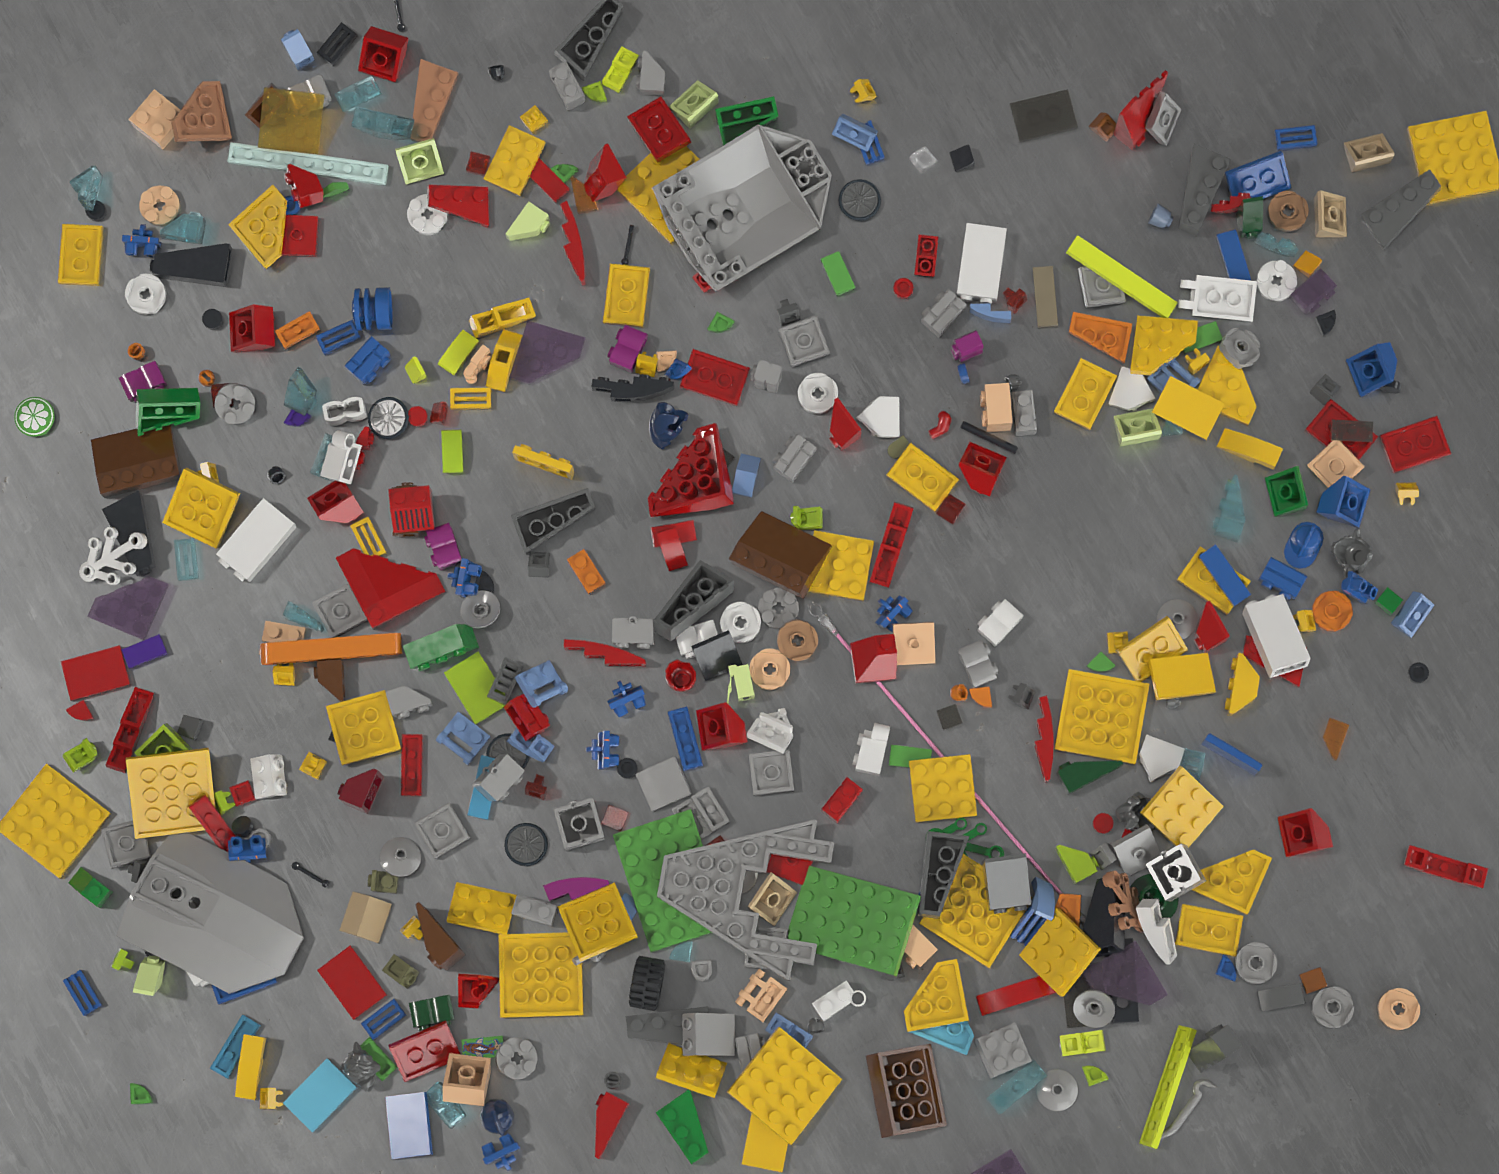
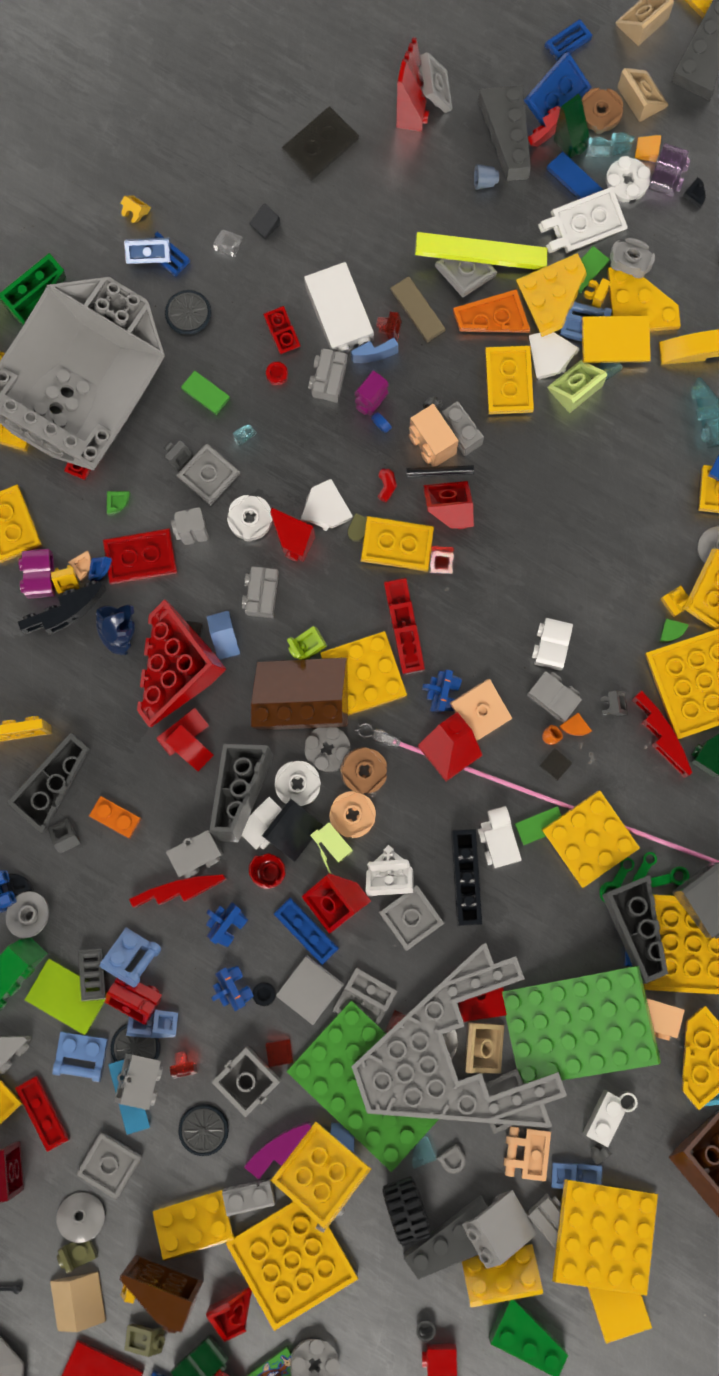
camera: 30 degrees left, 0 degrees up
(830, 764) = (466, 877): none -> black brick
(842, 800) = (498, 907): red brick -> none
(850, 324) = (244, 434): none -> clear light blue tile
(1103, 126) = (382, 122): dark orange slope -> none

